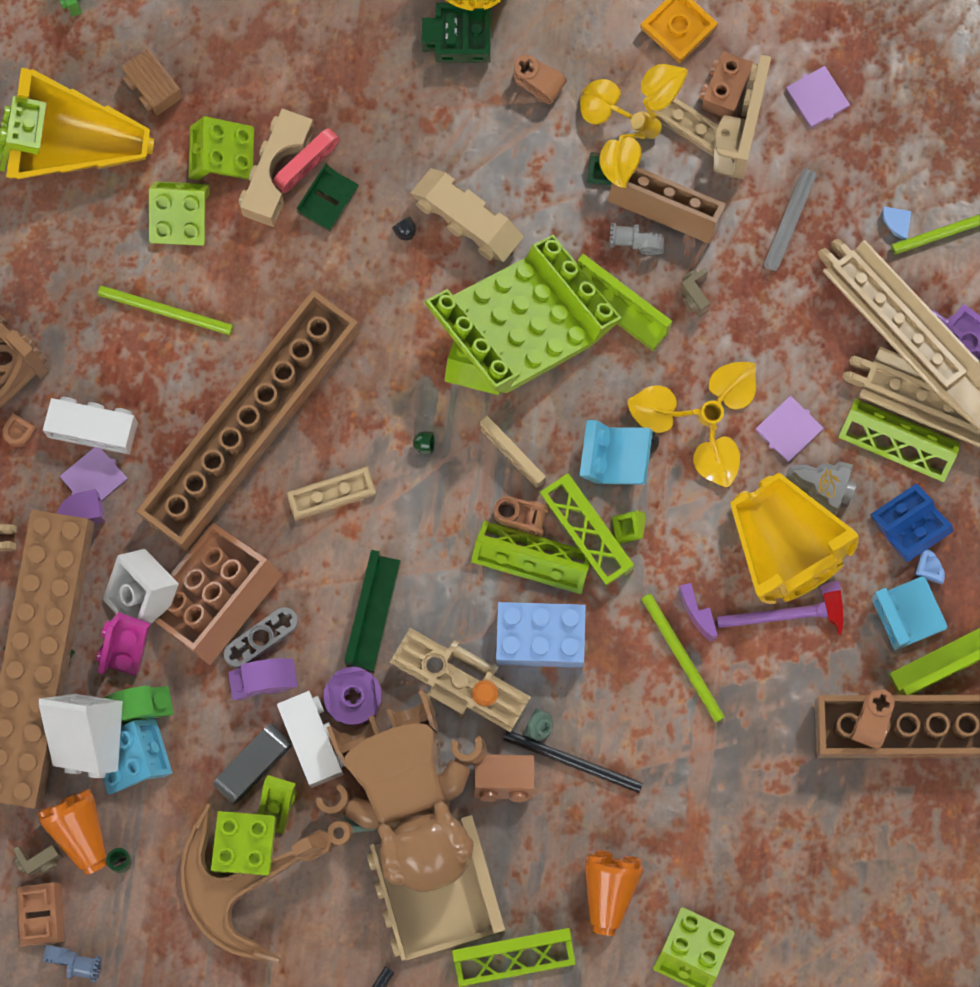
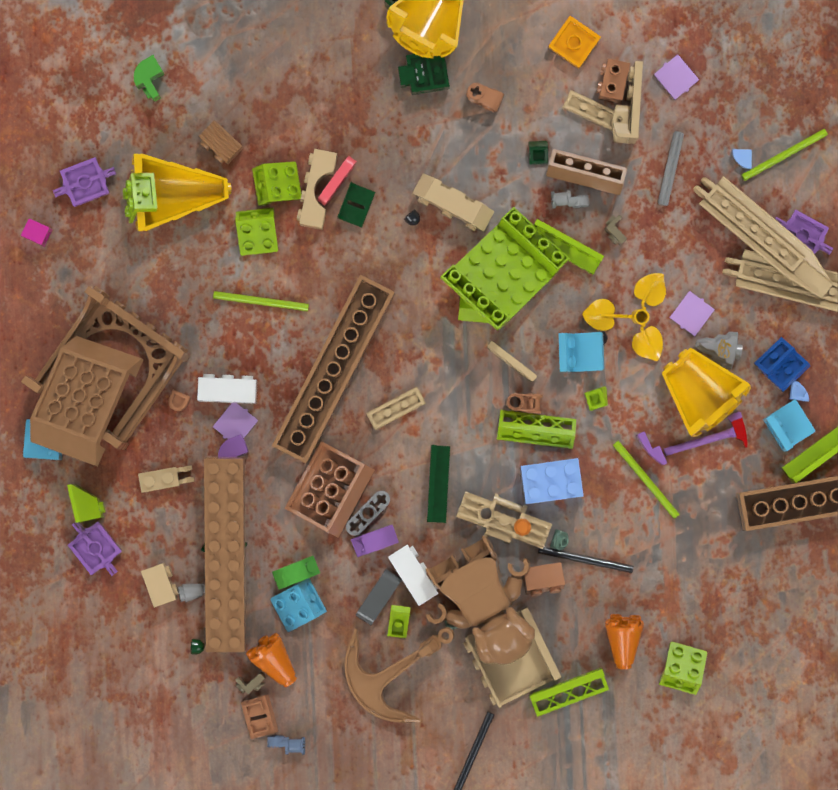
camera: 15 degrees left, 10 degrees up
(82, 733) = (266, 597): white slope -> none
(117, 856) = (301, 671): dark green hinge -> none
(123, 644) = (280, 534): dark pink bracket -> none
(140, 586) = (282, 496): white slope -> none
(243, 843) = (384, 651): lime bracket -> none
(339, 687) = (445, 546): medium lavender plate -> none
(424, 442) = (451, 363): dark green hinge -> none
(595, 523) = (579, 405): lime fence -> none
(597, 101) = (529, 105): yellow plant -> none
(873, 724) = (777, 506): nougat piece -> none
(904, 431) = (767, 305): lime fence -> none

